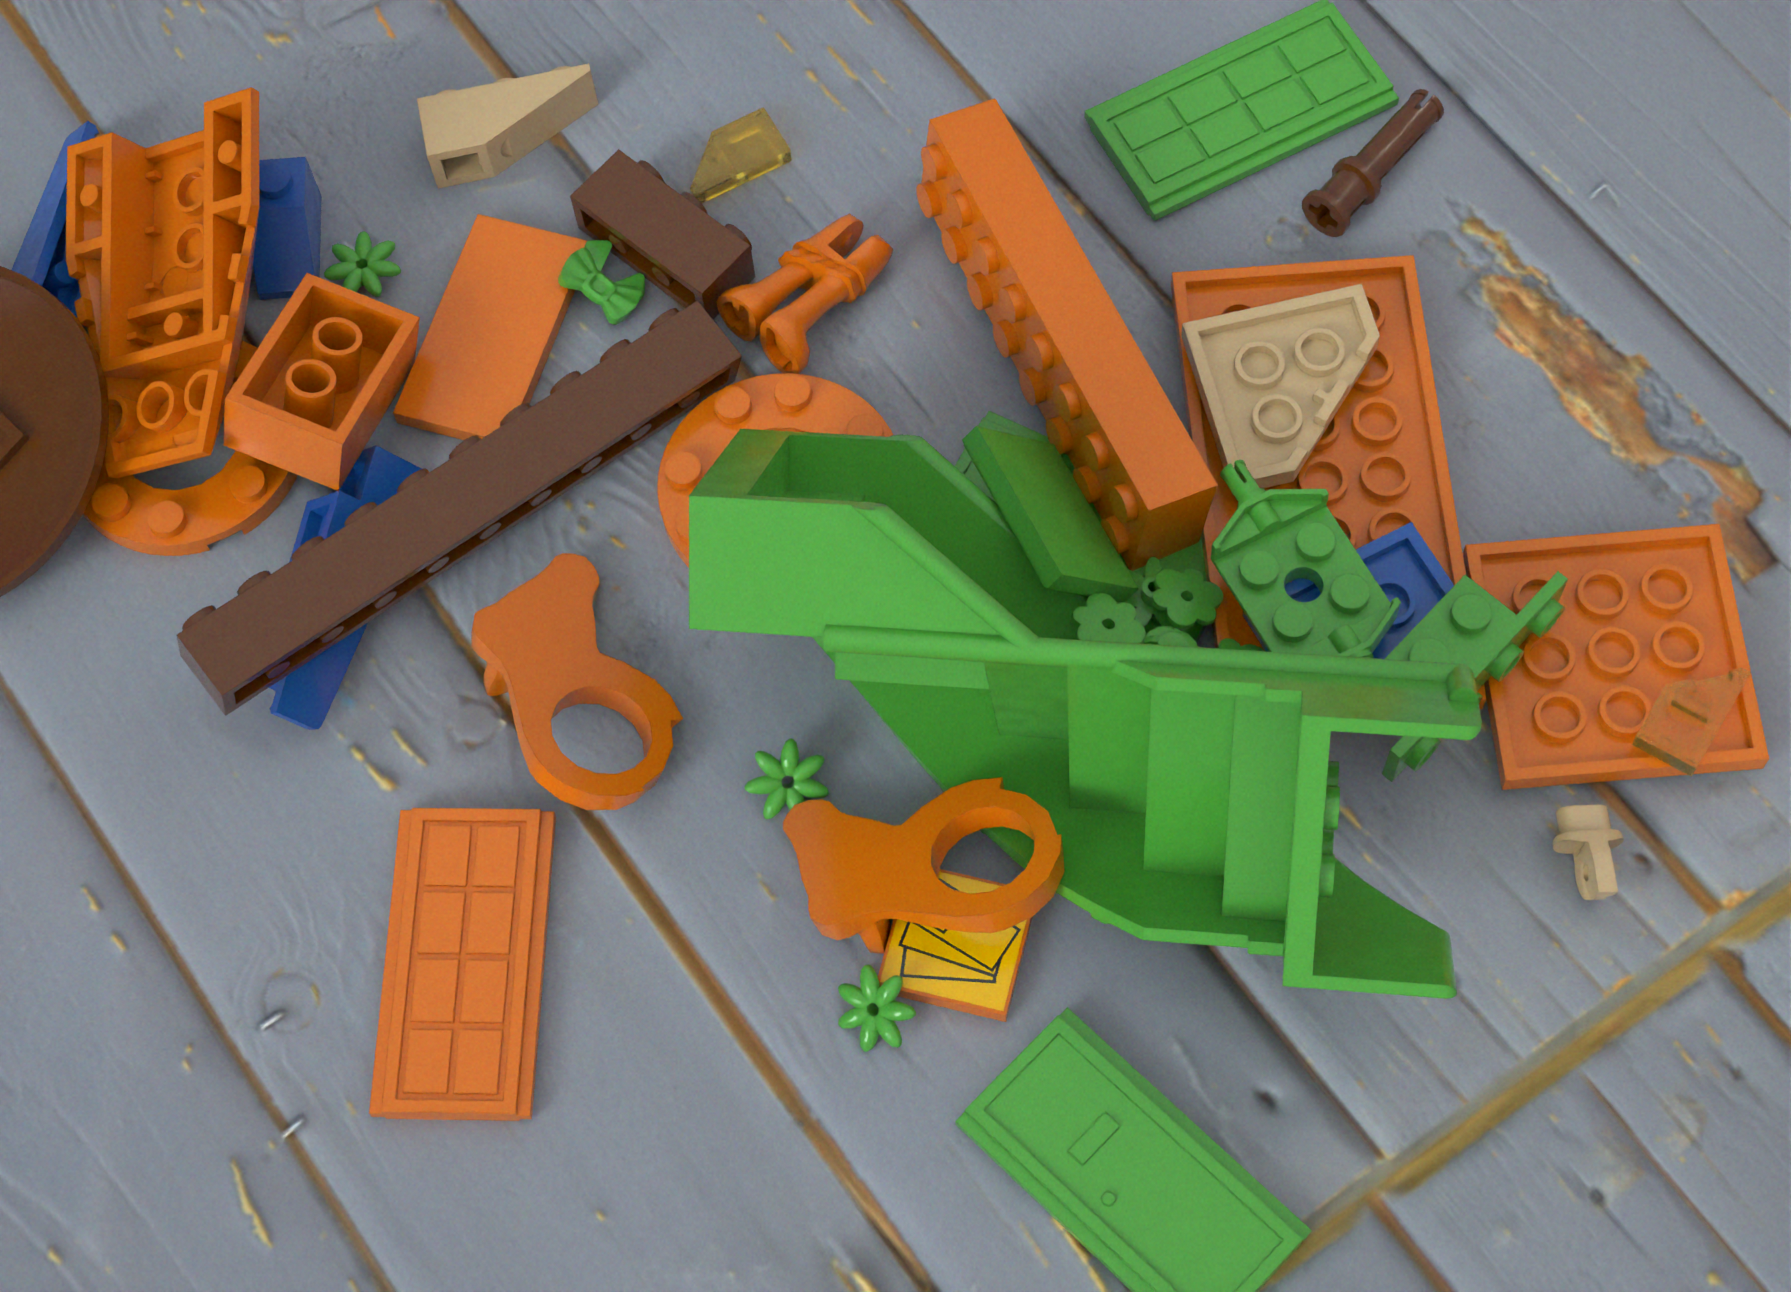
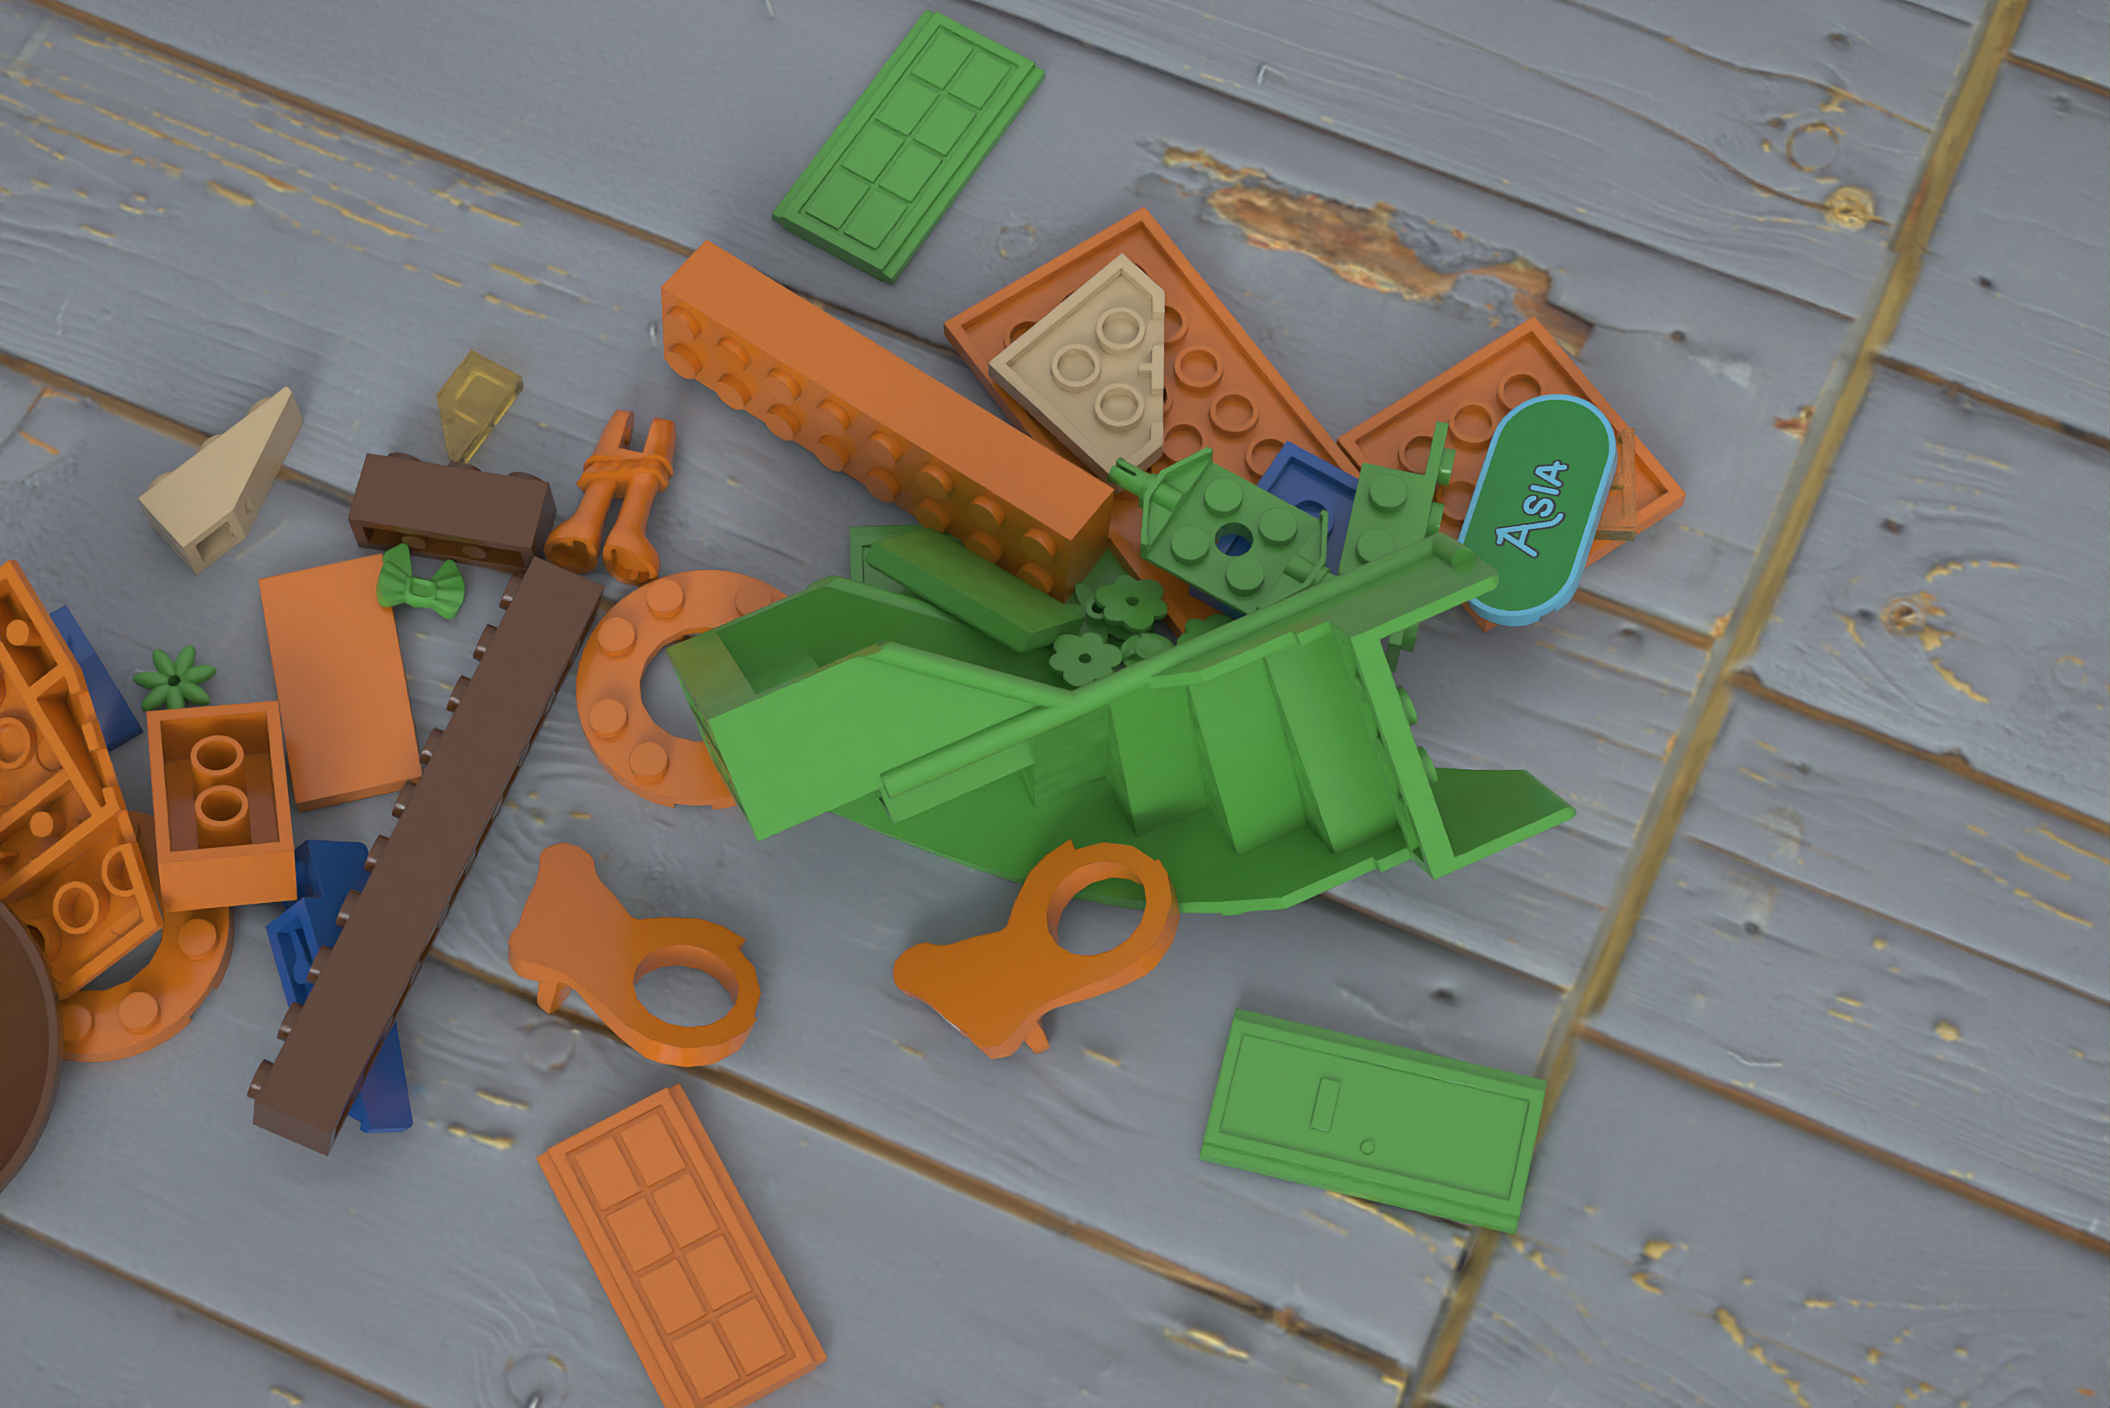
camera: 35 degrees left, 0 degrees up
(776, 770) = (884, 943): bright green plant -> none
(875, 1009) = (1066, 1105): bright green plant -> none
(957, 968) = (1117, 1026): yellow tile -> none
(1359, 177) = (1053, 160): reddish brown pin -> none
(1589, 837) = (1582, 637): tan piece -> none
(1609, 699) = (1539, 505): none -> green tile

